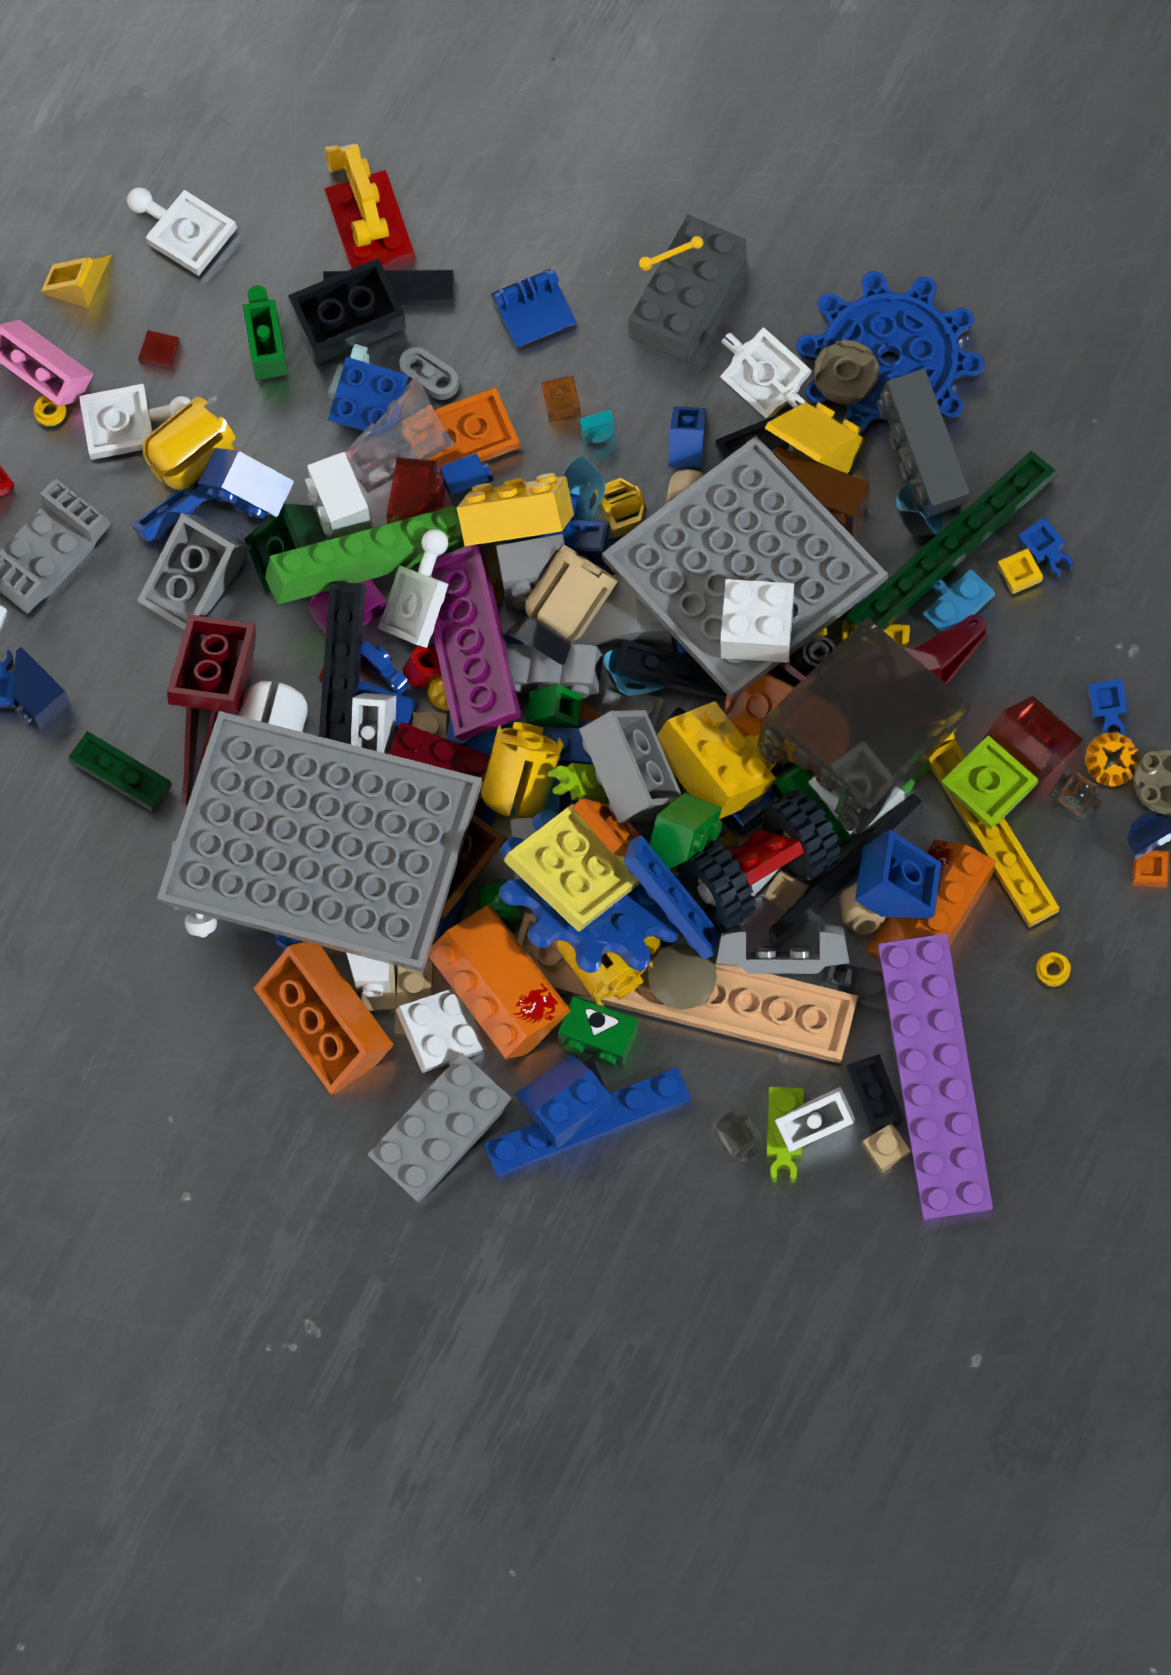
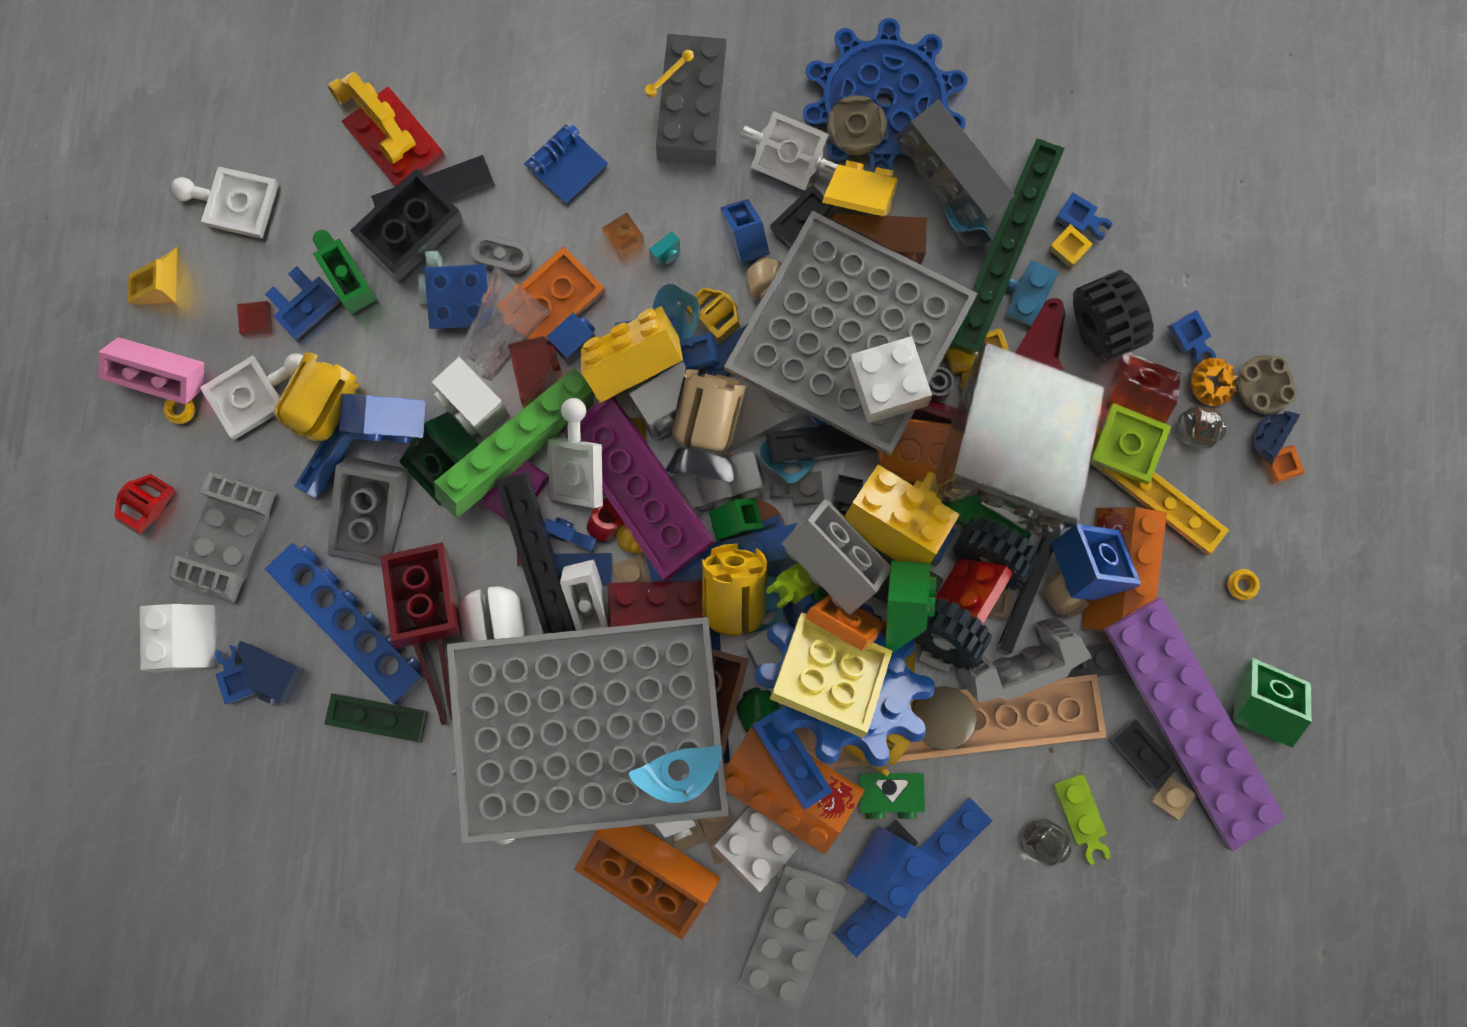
camera: 30 degrees left, 10 degrees up
(93, 599) = (287, 570): none -> blue brick
(213, 357) = (305, 308): none -> blue plate
(368, 907) = (655, 780): none -> medium azure piece
(508, 949) = (792, 762): none -> blue plate
(672, 897) = (921, 663): blue plate -> none
(815, 1119) = (1111, 801): white slope -> none
(1025, 649) = (1113, 315): none -> black wheel
(1028, 1092) = (1273, 703): none -> green slope

